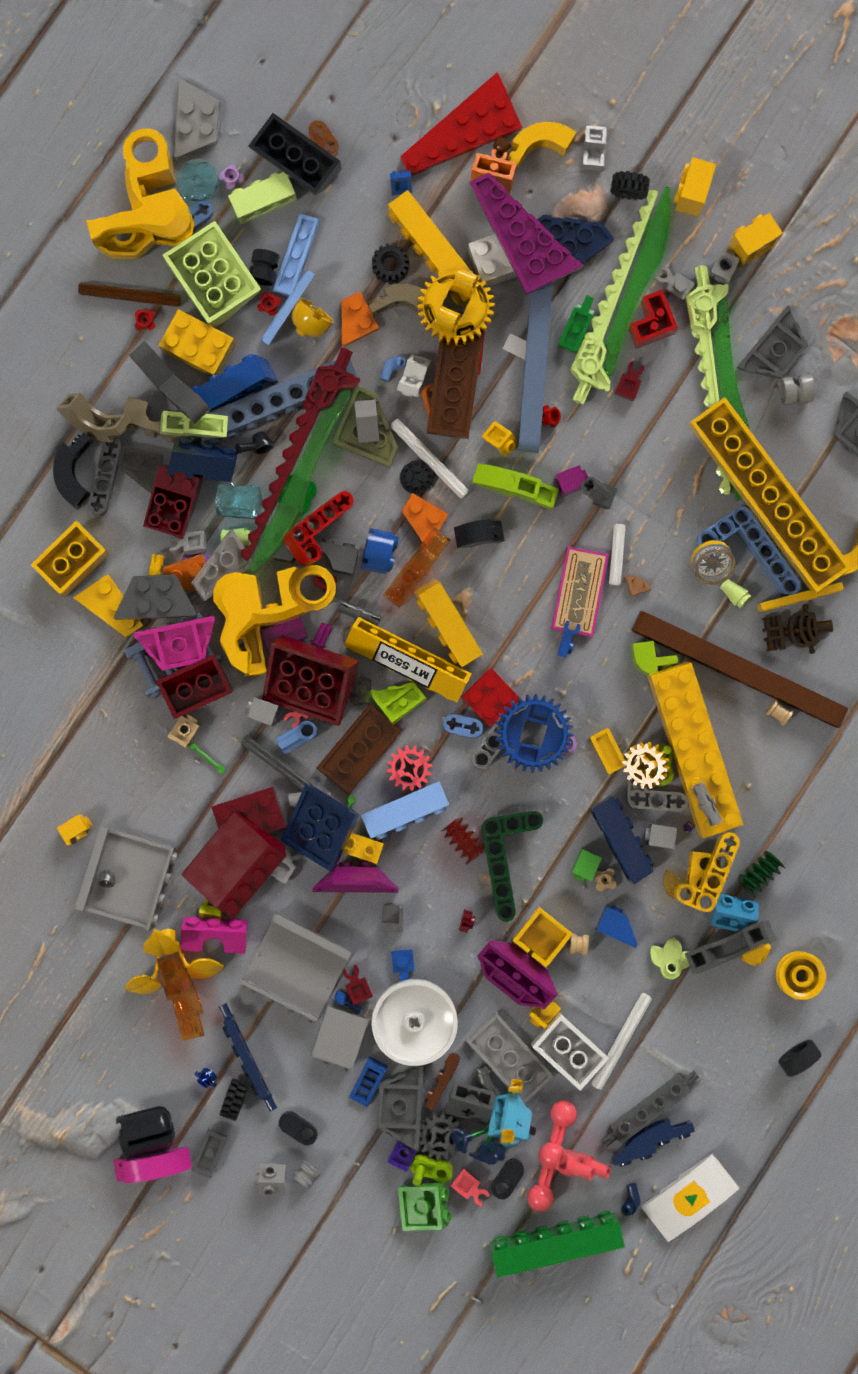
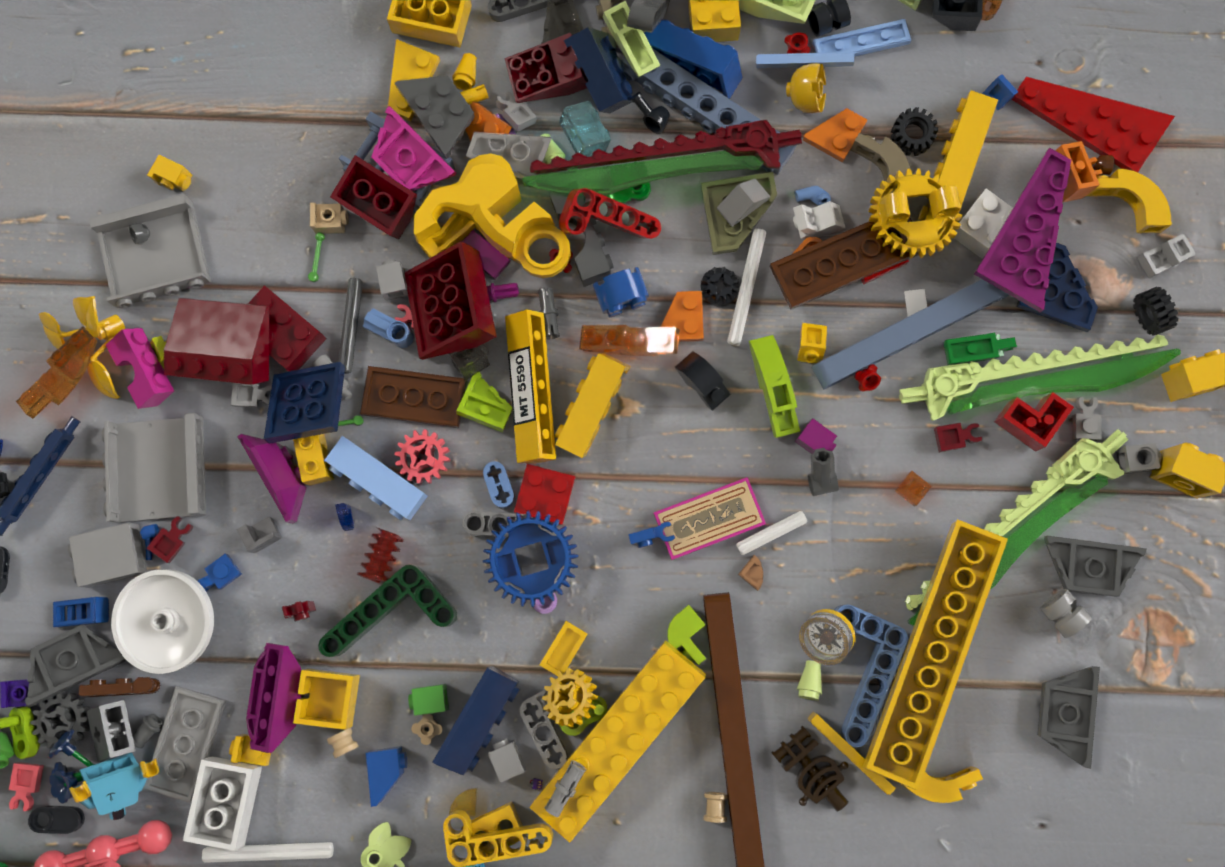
camera: 65 degrees right, 5 degrees down
(135, 563) = (465, 73): none -> yellow cone
(418, 849) = (345, 516): none -> clear blue tile
(647, 436) = (913, 488): none -> clear orange tile

